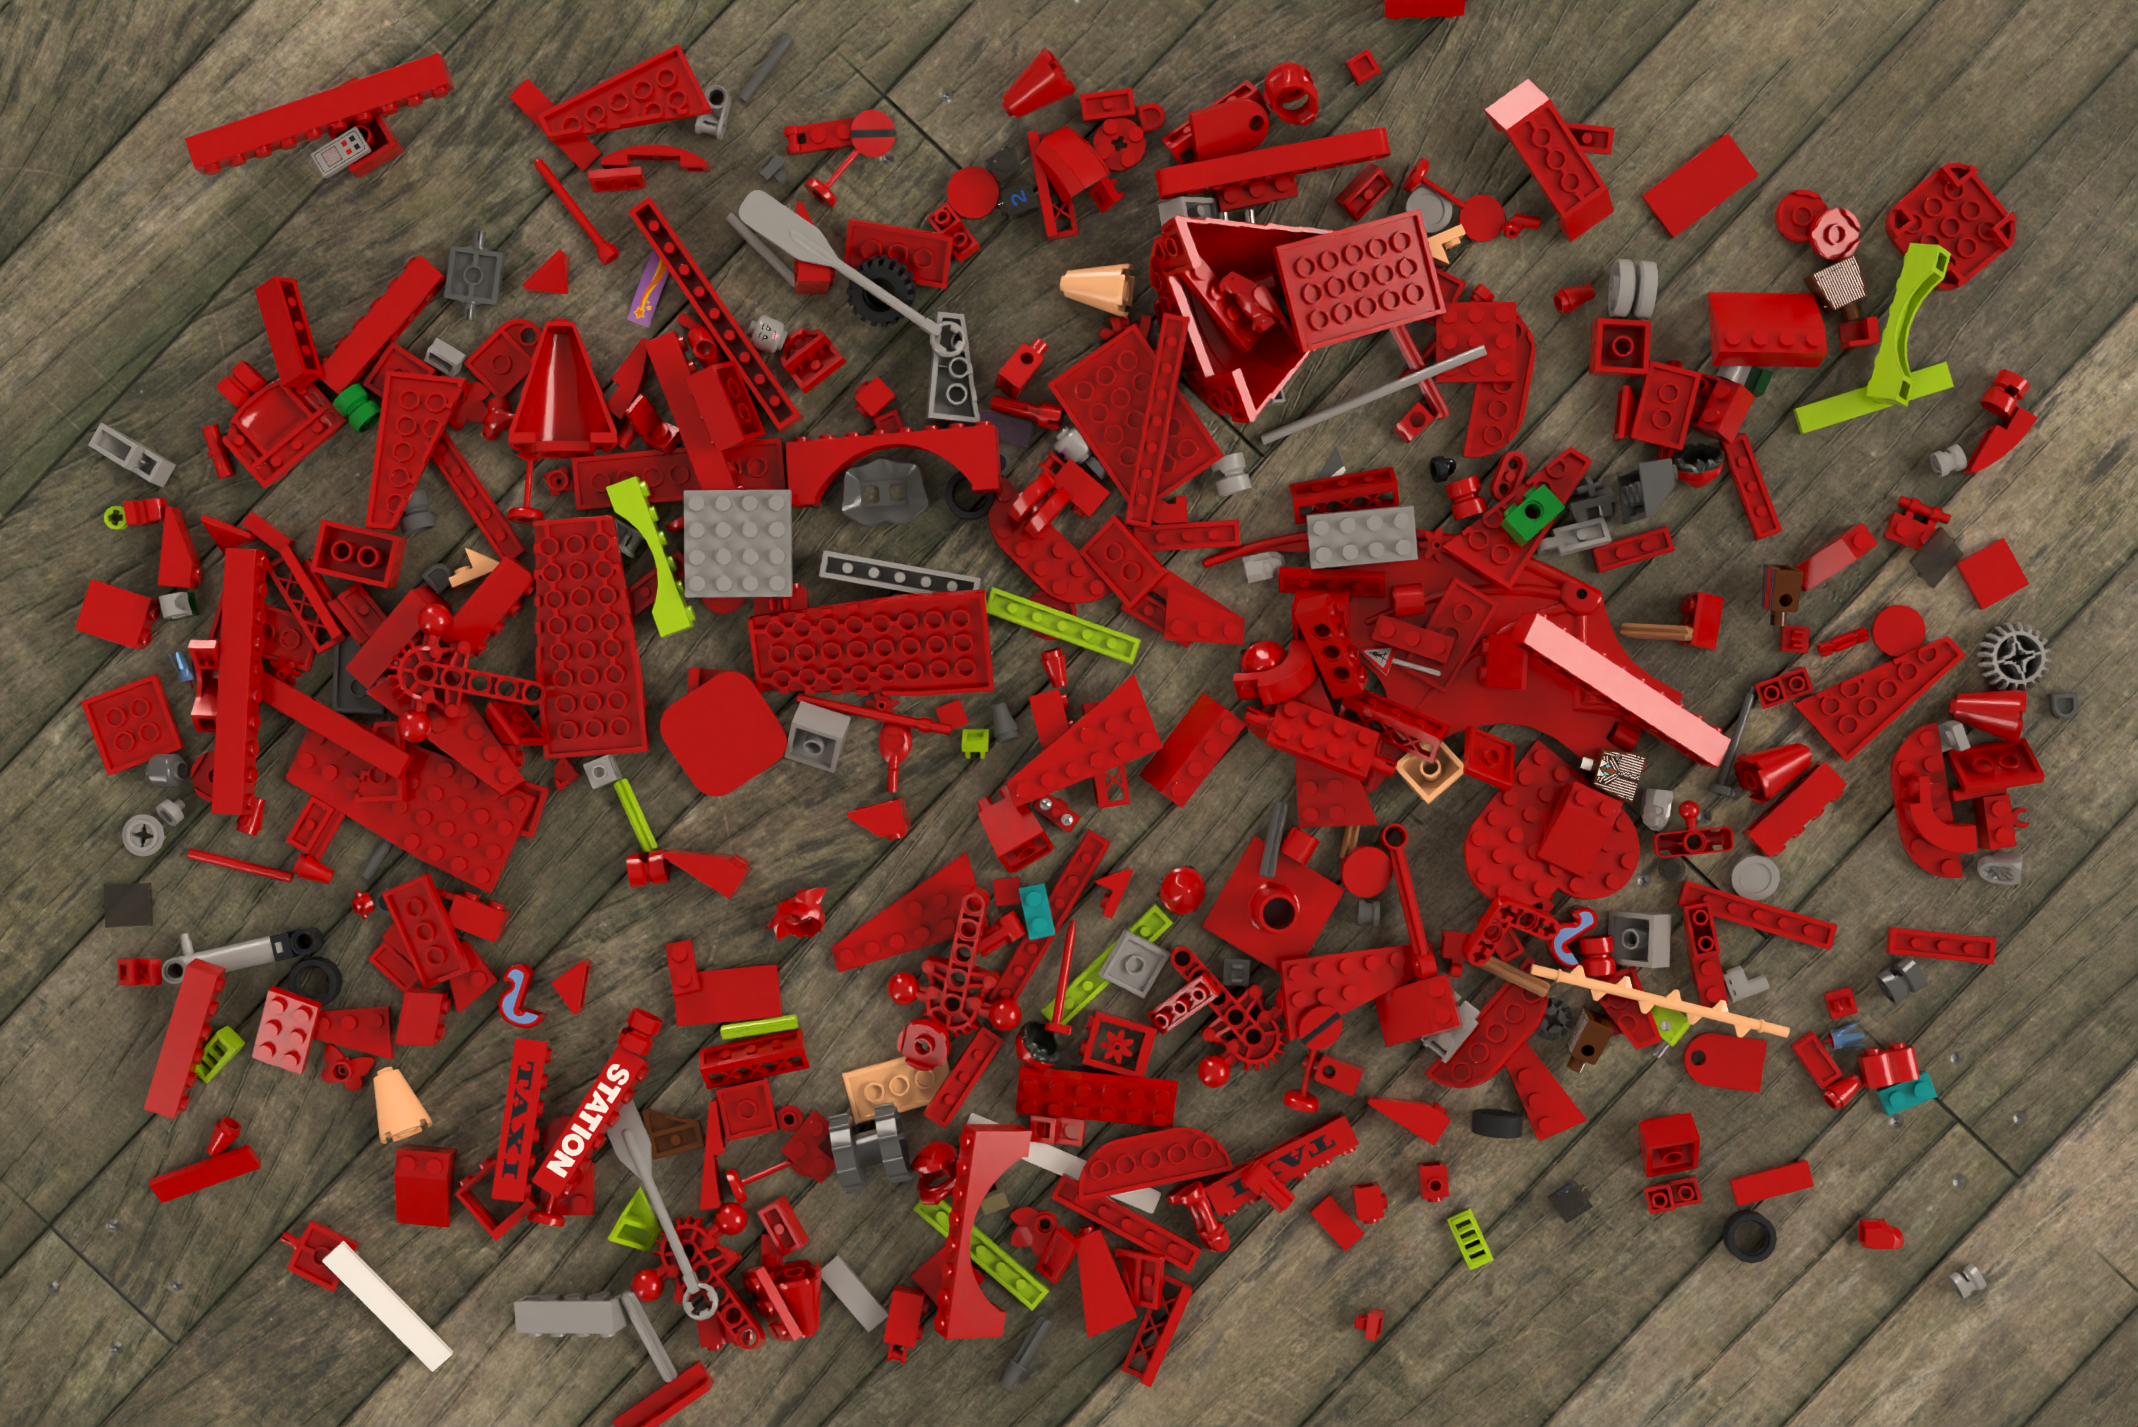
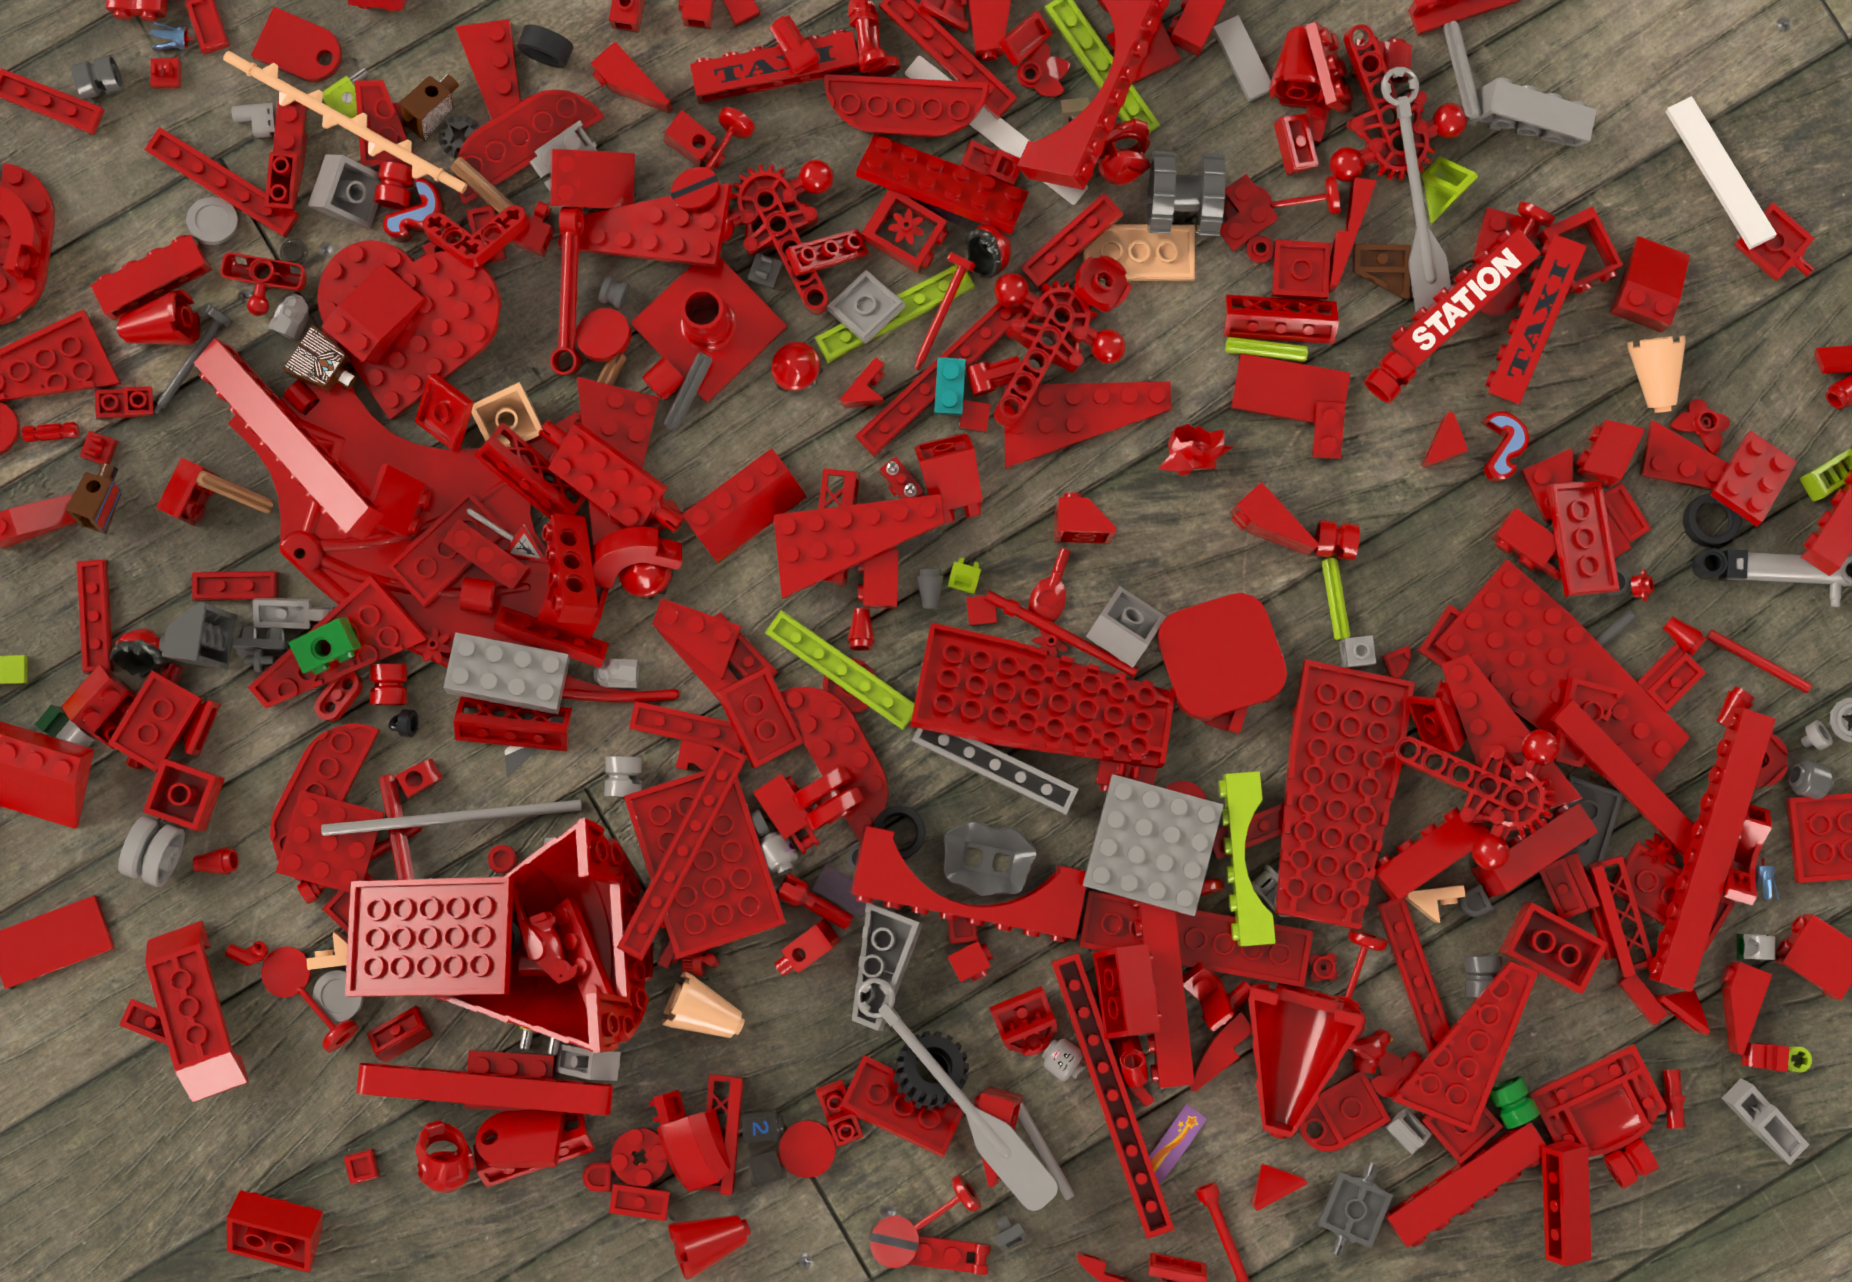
camera: 170 degrees left, 5 degrees down
(1318, 372) = (502, 858): none -> red tile

